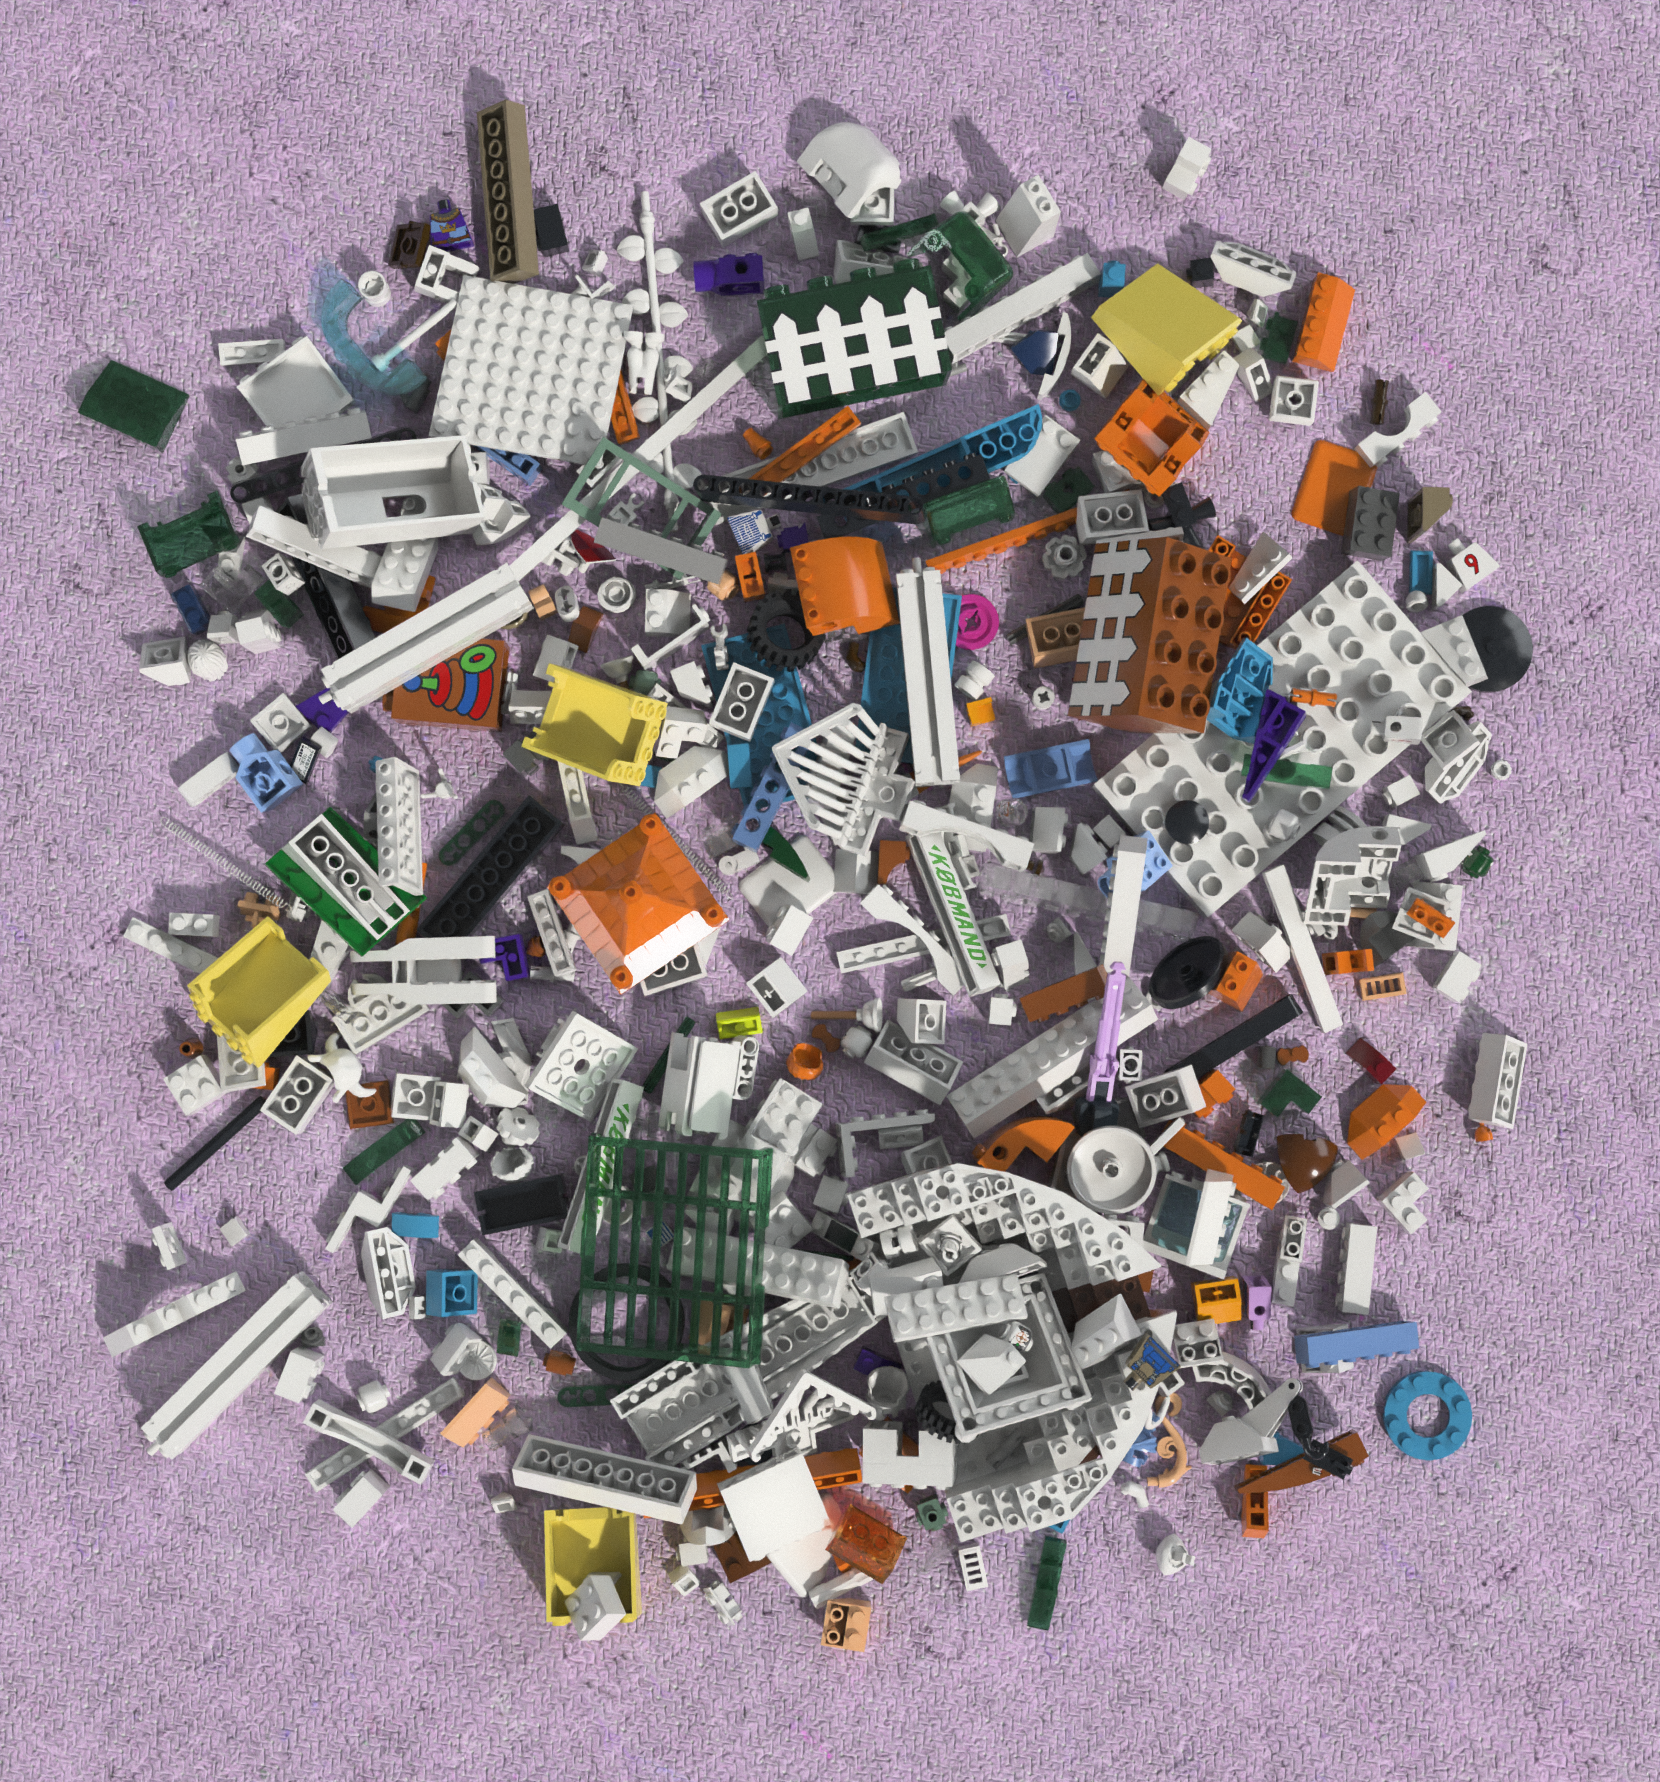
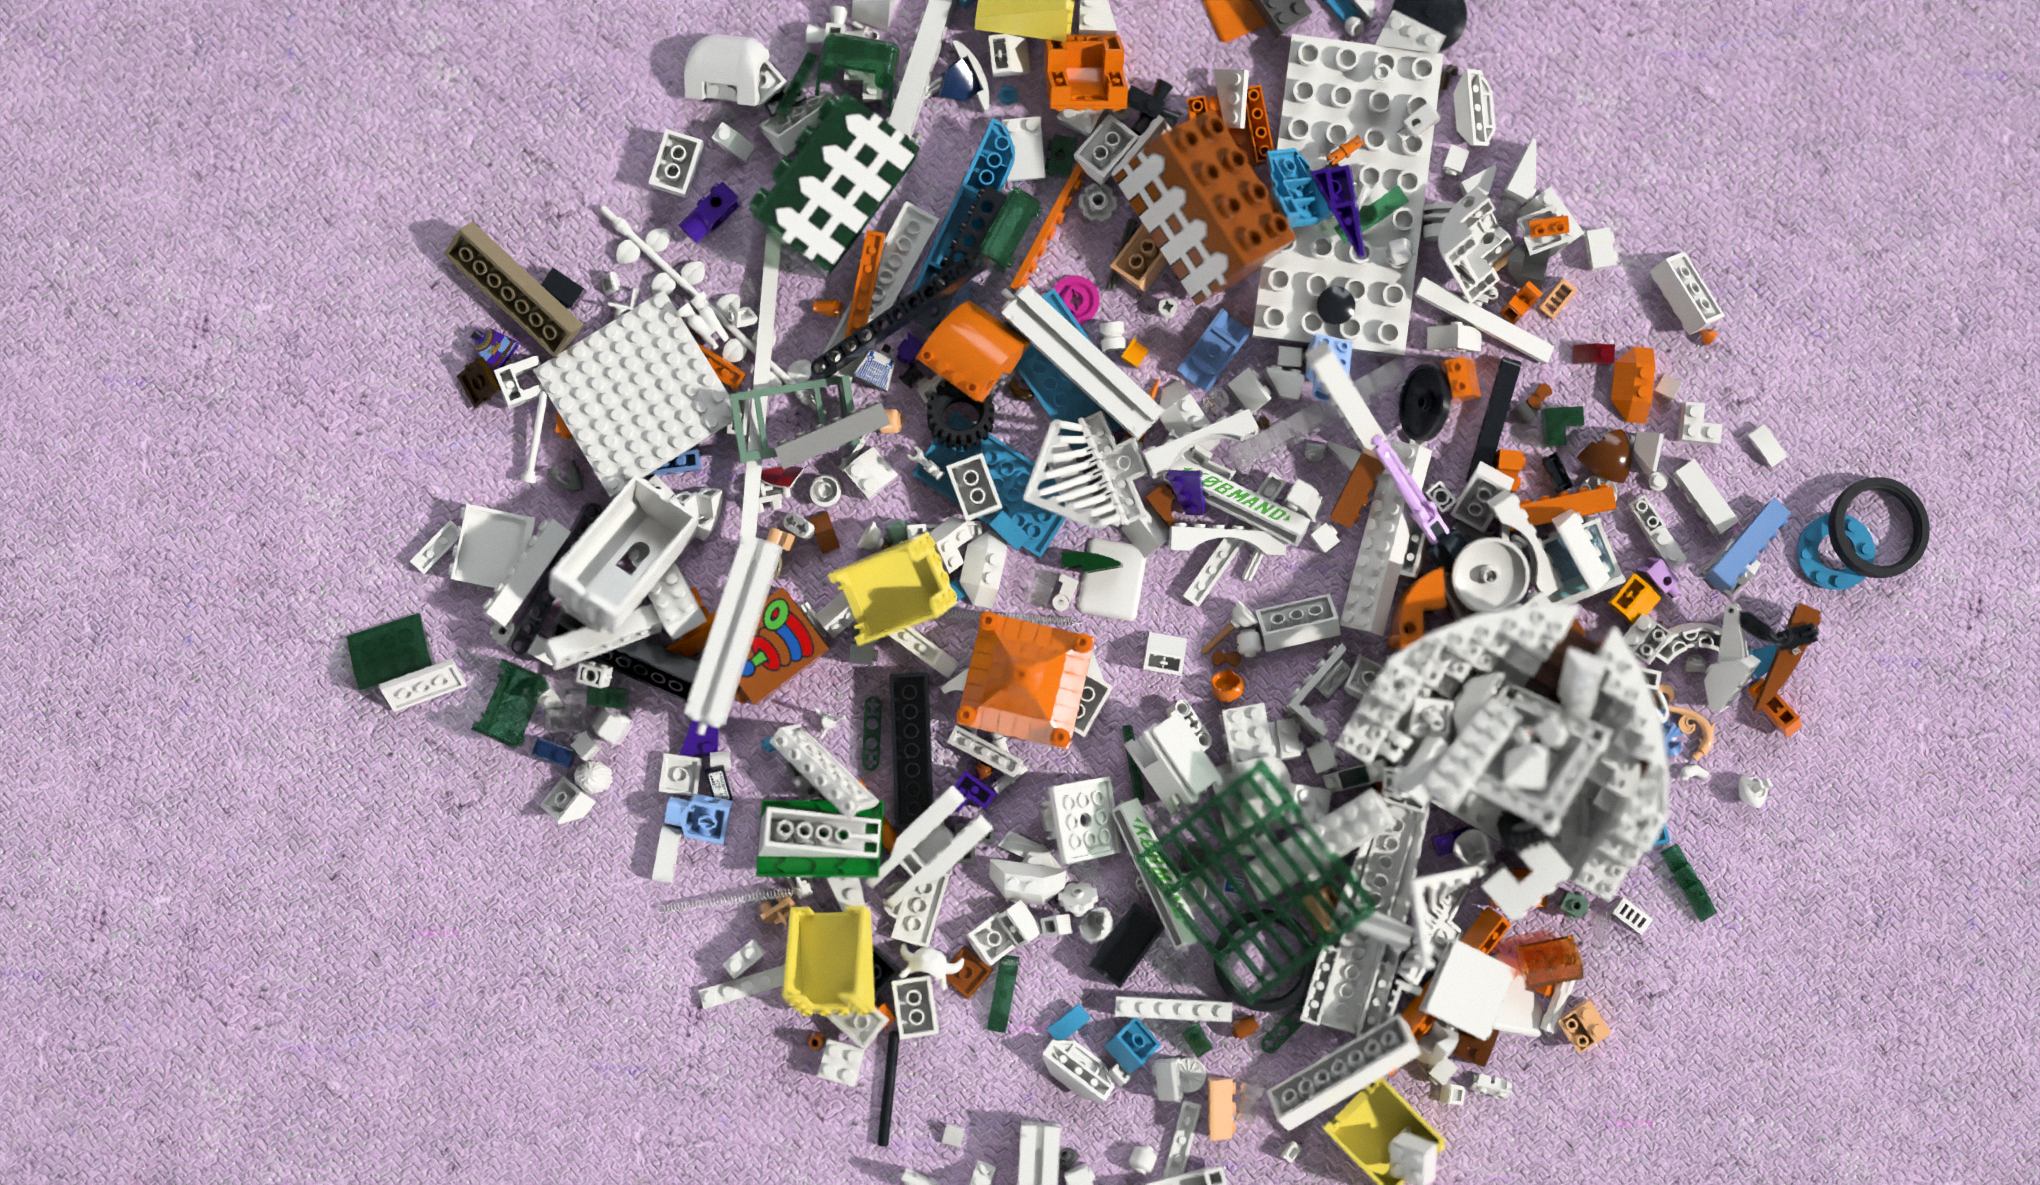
camera: 45 degrees left, 0 degrees up
(134, 455) = (423, 685): none -> white plate
(334, 319) = (471, 474): clear light blue arch -> none
(337, 1005) = (888, 925): clear slope -> none
(368, 1208) = (1028, 1039): white bracket -> none
(374, 288) = (481, 432): white wheel -> none
(445, 1168) = (1055, 968): white wedge -> none
(548, 1239) = (1164, 953): white slope -> none
(555, 652) = (820, 566): white brick -> none
(626, 512) = (781, 431): white plate -> none
(676, 644) = (883, 517): white panel -> none
(690, 684) = (929, 506): white slope -> none
(738, 1022) = (1160, 699): neon yellow slope -> none
(750, 577) = (903, 400): orange brick -> none
(753, 838) = (1062, 571): medium blue brick -> none
(788, 928) = (1137, 609): white piece -> none
(920, 866) = (1188, 490): none -> dark purple wing
(922, 1020) = (1279, 589): white slope -> none
(971, 866) = (1220, 460): white slope -> none
(1040, 1353) = (1552, 732): none -> white brick
(1149, 1364) = (1627, 675): torso -> none
(1158, 1208) = (1542, 573): none -> white arch
(1403, 660) = (1381, 73): none -> white plate
(1449, 740) = (1457, 99): white plate -> none
(1450, 1271) = (1767, 445): none -> white slope
(1477, 862) = (1546, 162): dark green head -> none
(1501, 770) = (1507, 87): white piece -> none
(1530, 1429) = (1911, 502): none -> black tyre

